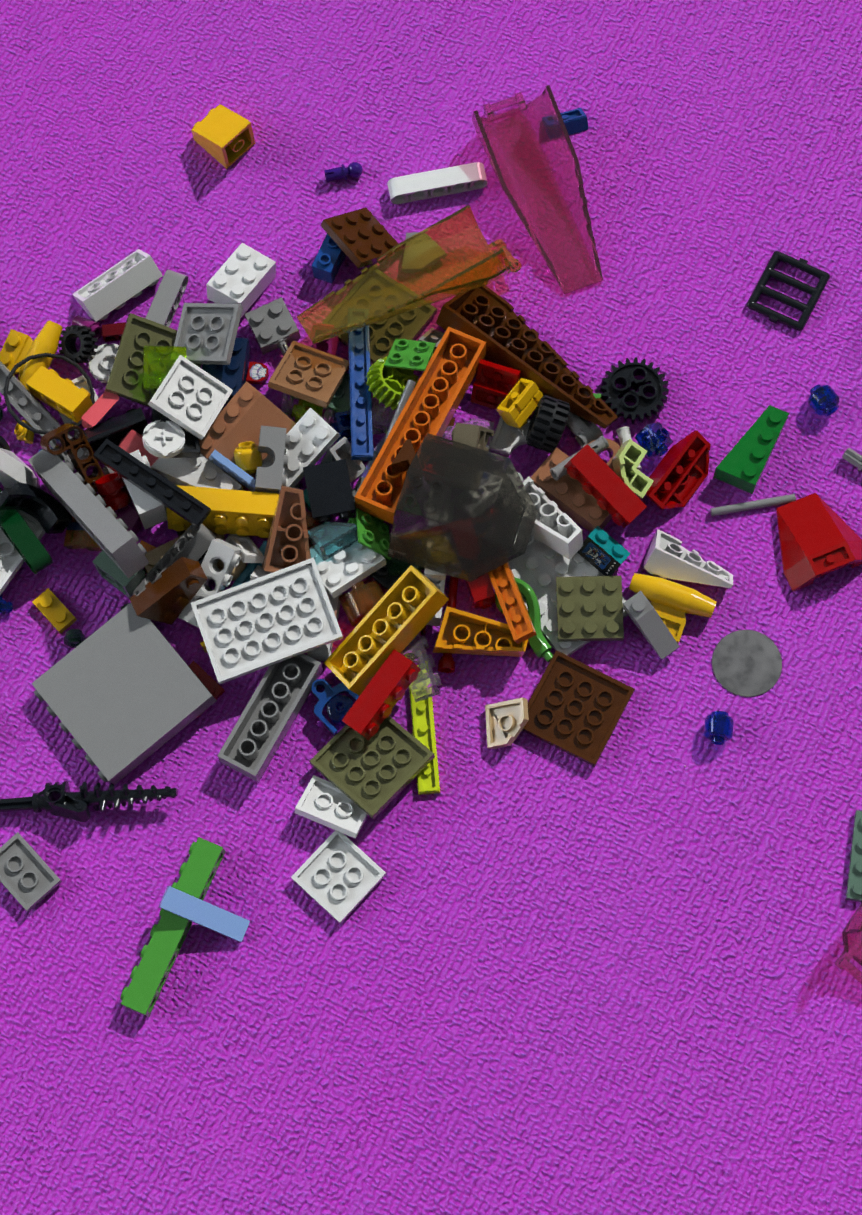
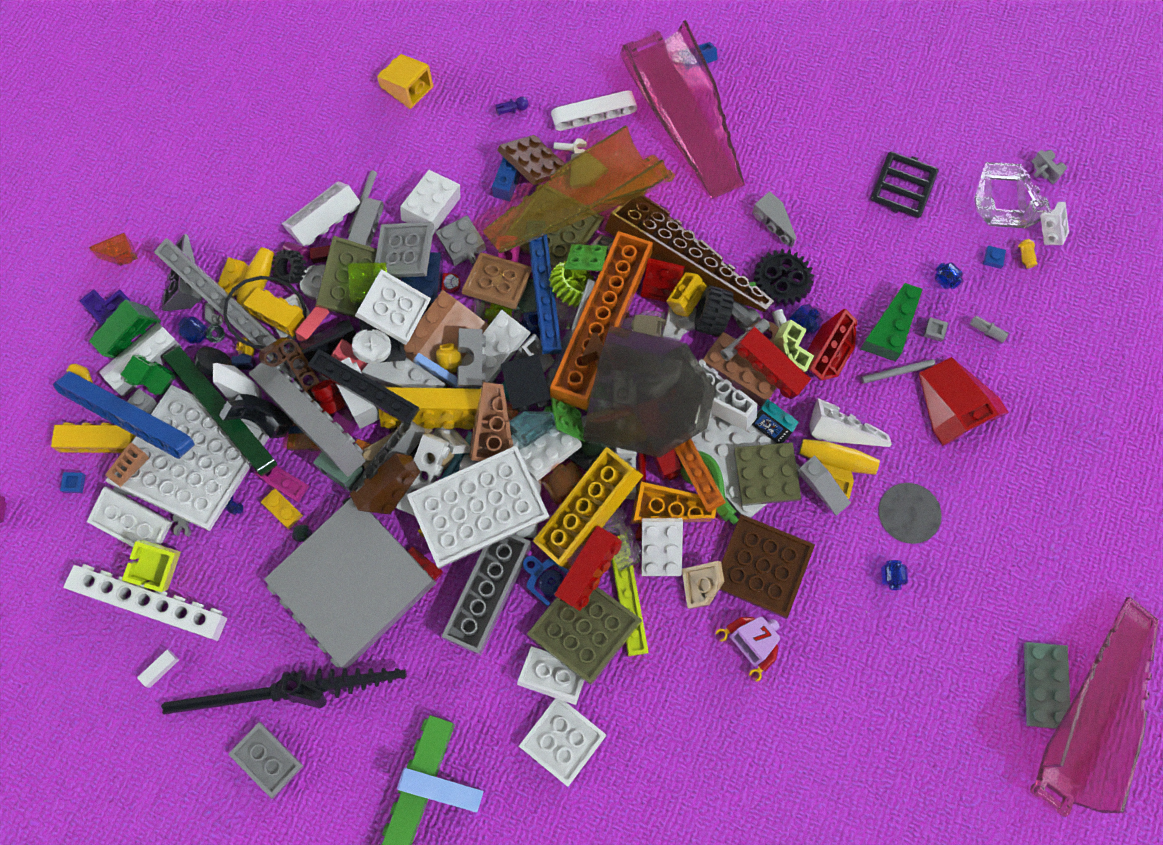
camera: 10 degrees left, 0 degrees up
(22, 447) = (243, 362): none -> dark blue plate
(59, 583) = (285, 483): none -> dark pink hinge
(168, 266) = (367, 189): none -> light grey bar
(416, 220) = (571, 147): none -> white bar
(464, 679) = (662, 546): none -> white plate
(556, 785) = (756, 640): none -> lavender torso
(631, 318) = (774, 216): none -> light grey slope
(801, 460) = (935, 329): none -> light grey plate

